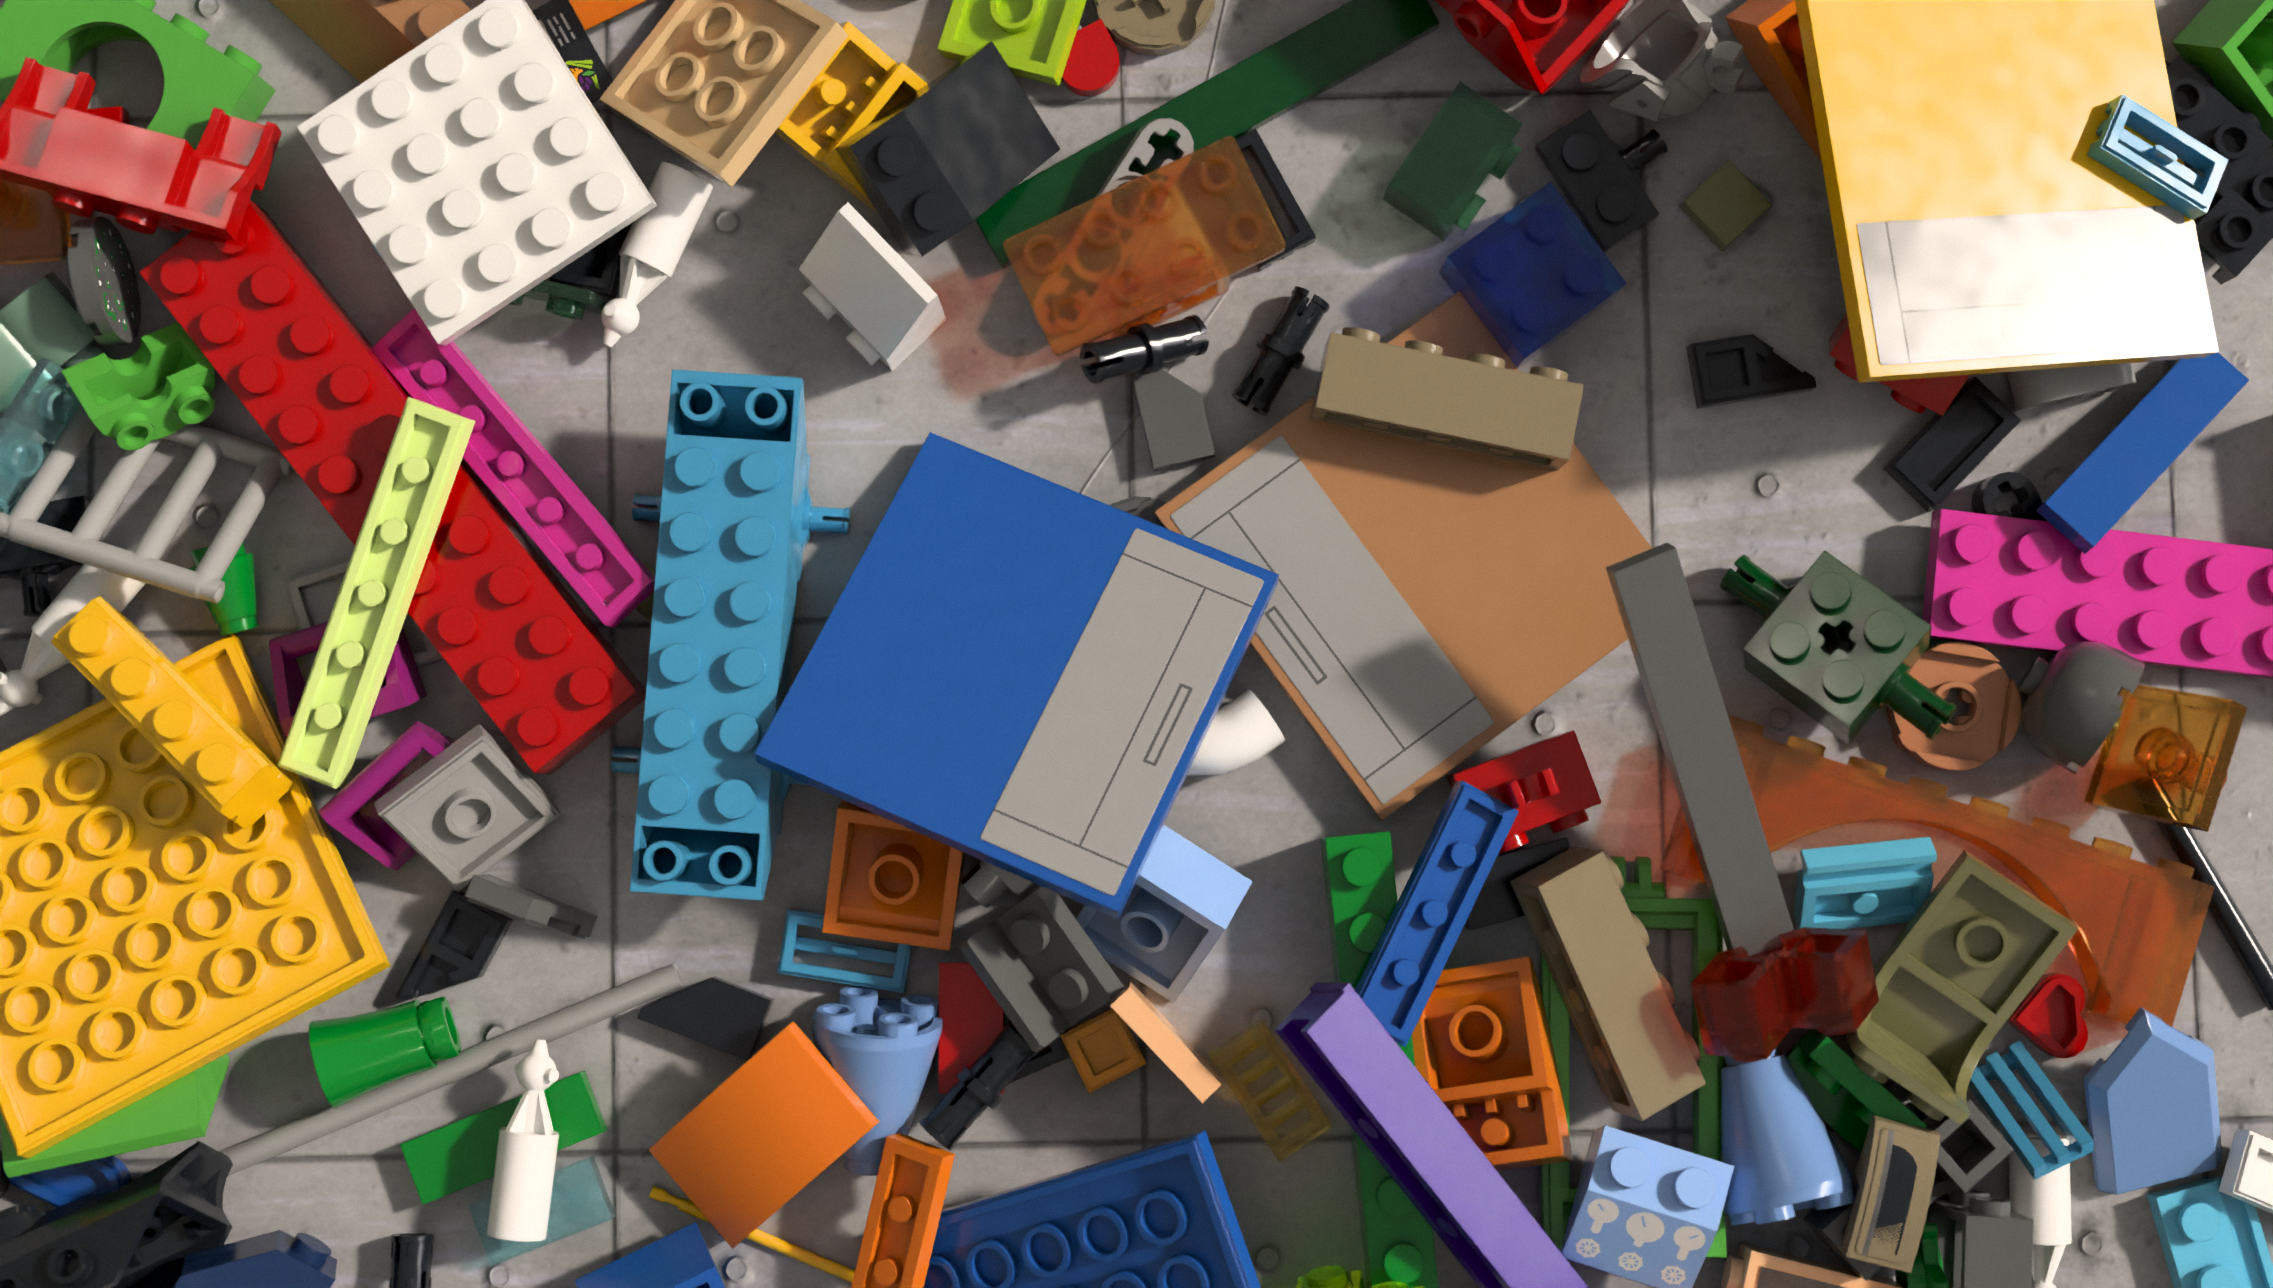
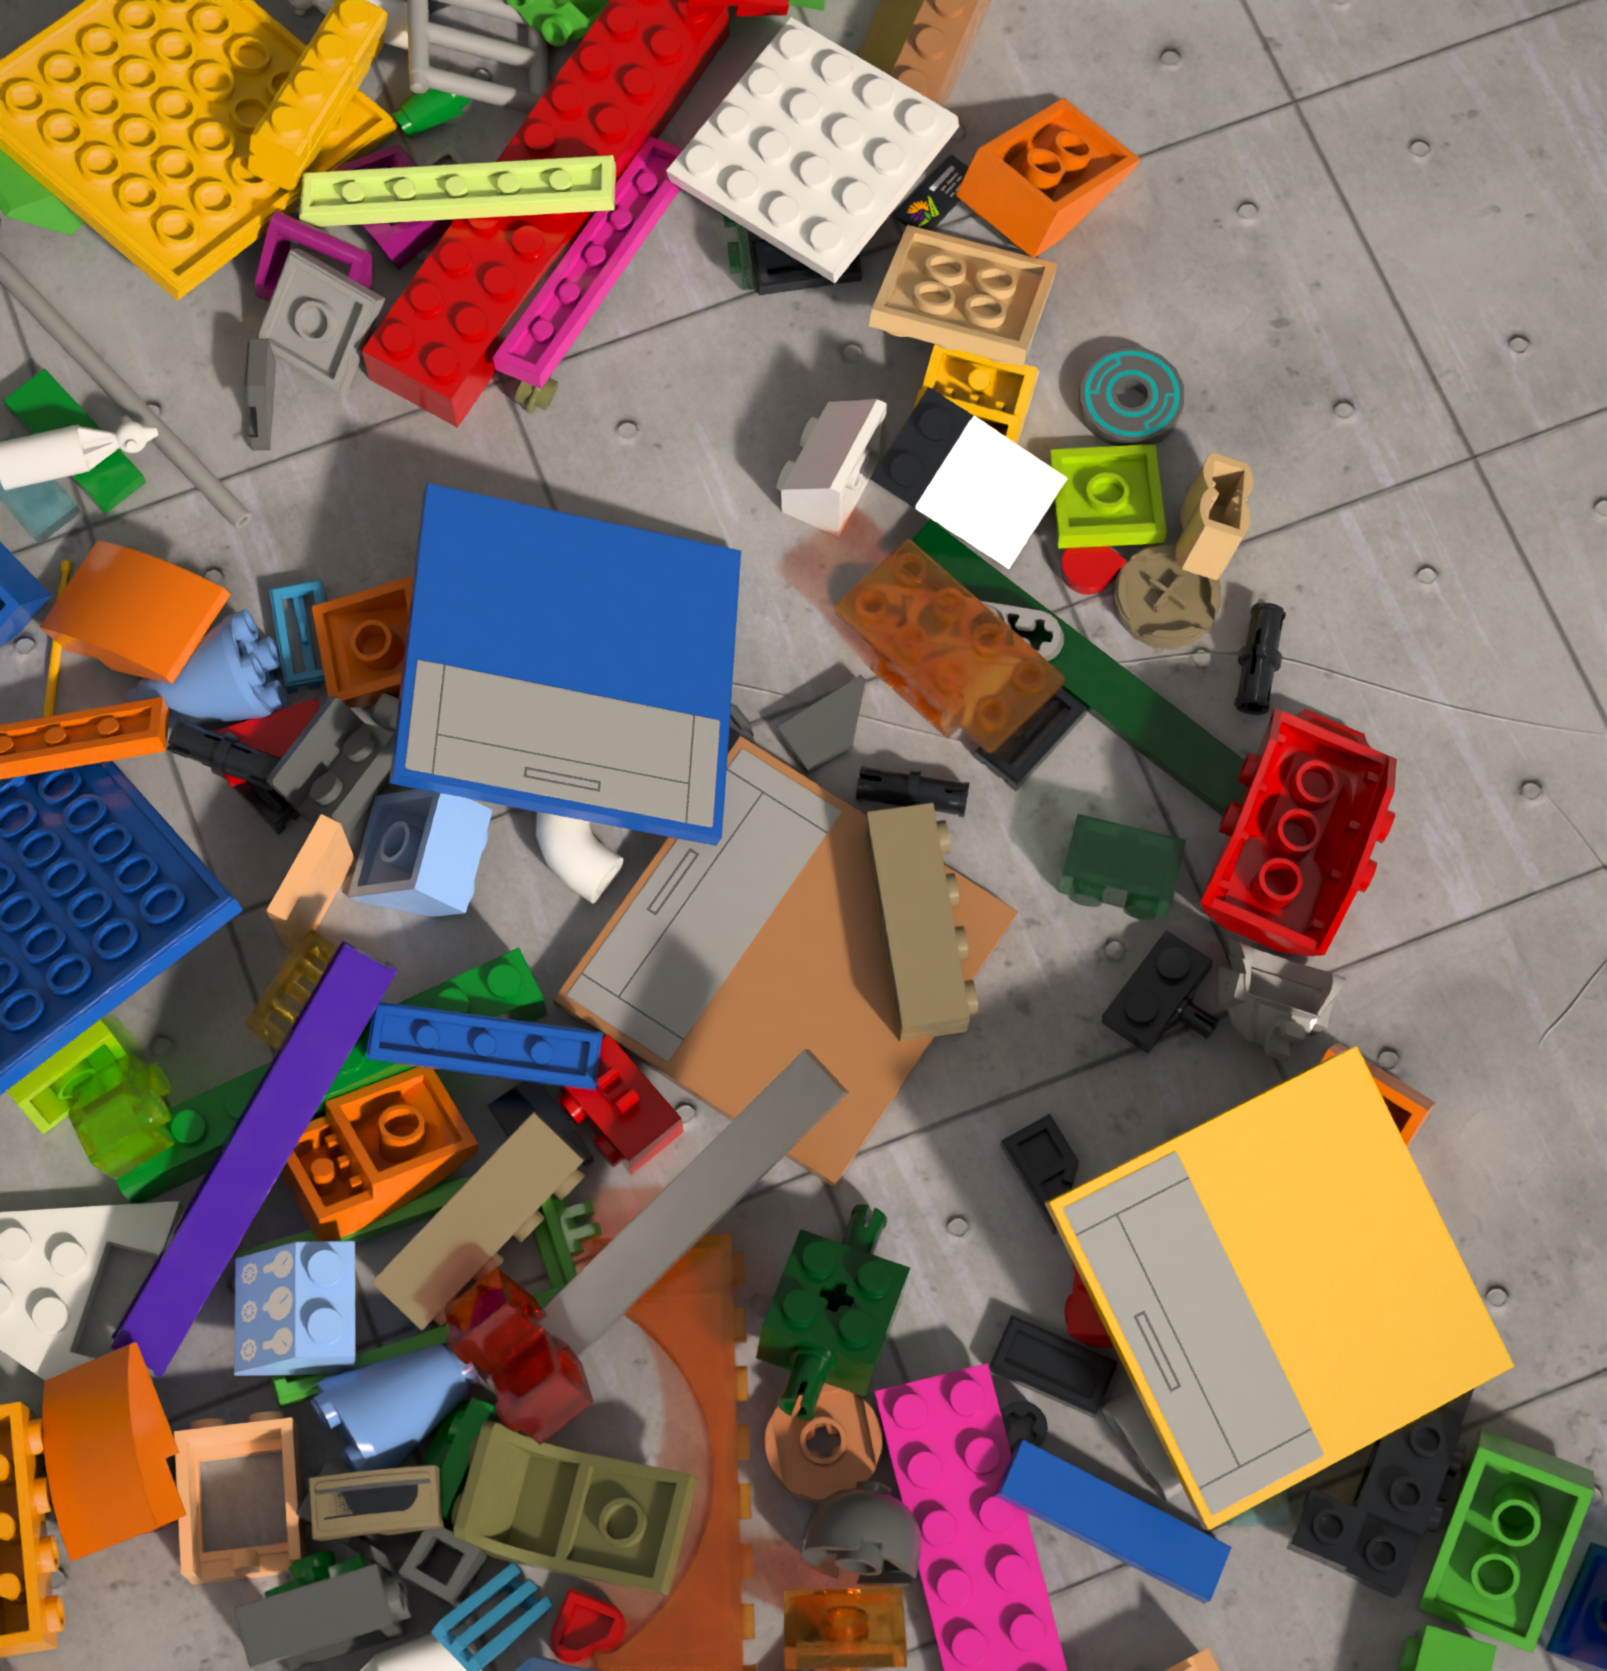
camera: 70 degrees right, 15 degrees down
(381, 1047) = (114, 325): green plant -> none
(456, 947) = (208, 357): black tile -> none
(654, 245) = (808, 302): white wheel -> none
(714, 1015) = (221, 552): black tile -> none
(721, 632) = (533, 442): dark azure piece -> none
(1102, 1049) = (281, 849): light orange tile -> none
(1144, 349) = (868, 679): black pin -> none
(1533, 275) = (1050, 960): clear blue piece -> none
(1725, 205) = (1179, 1101): olive tile -> none
(1863, 883) = (640, 1408): medium azure plate -> none
(2156, 167) = (1333, 1409): dark azure tile -> none

